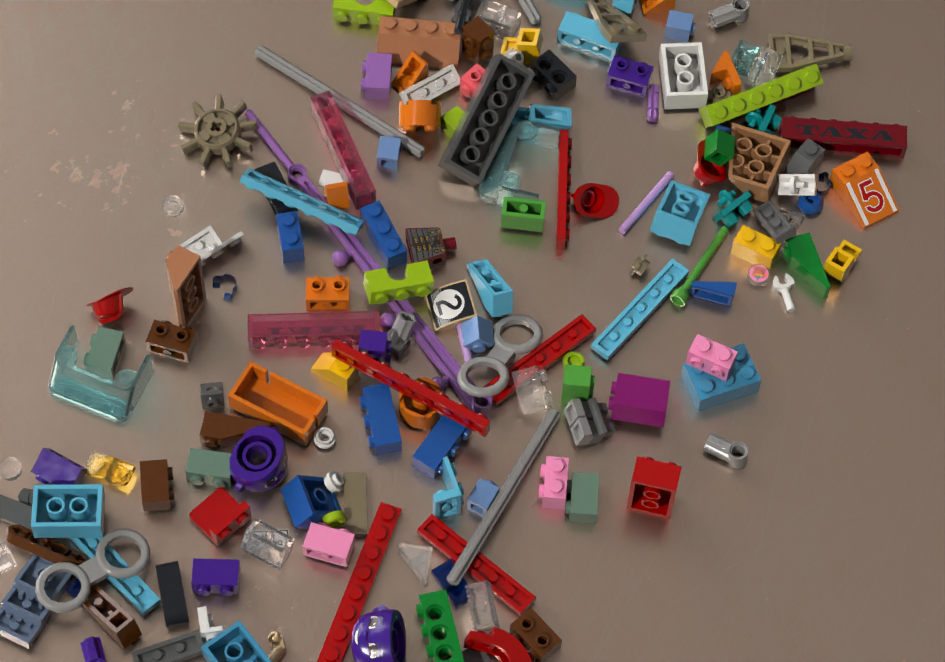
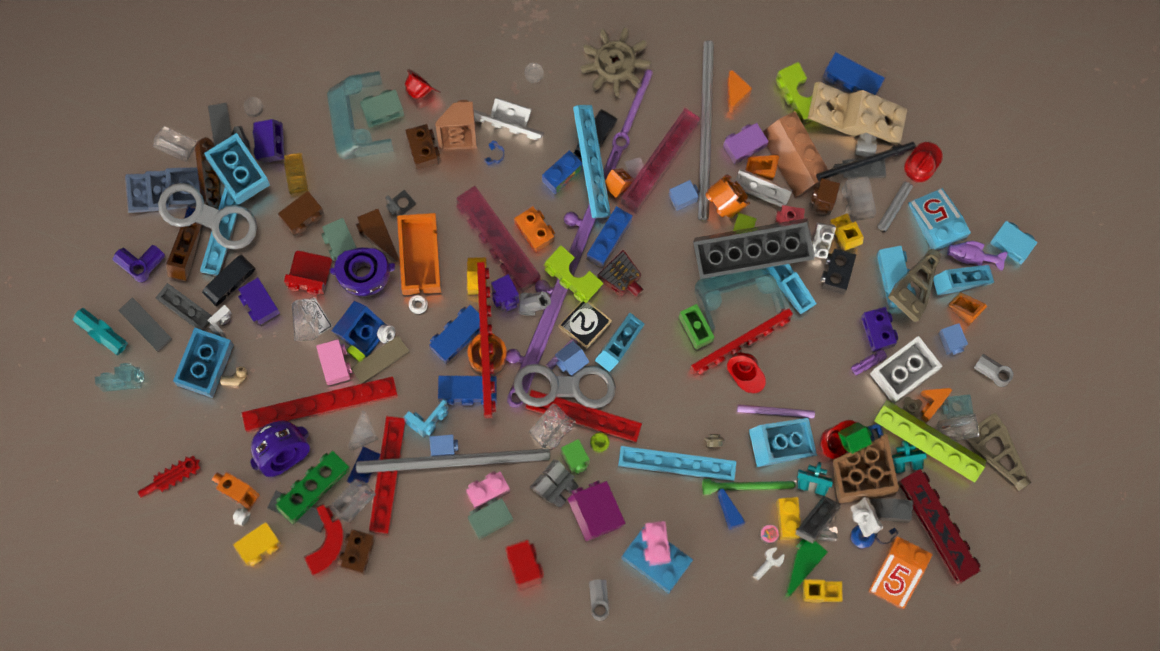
camera: 55 degrees right, 15 degrees up
(321, 53) = (737, 91): none -> orange slope

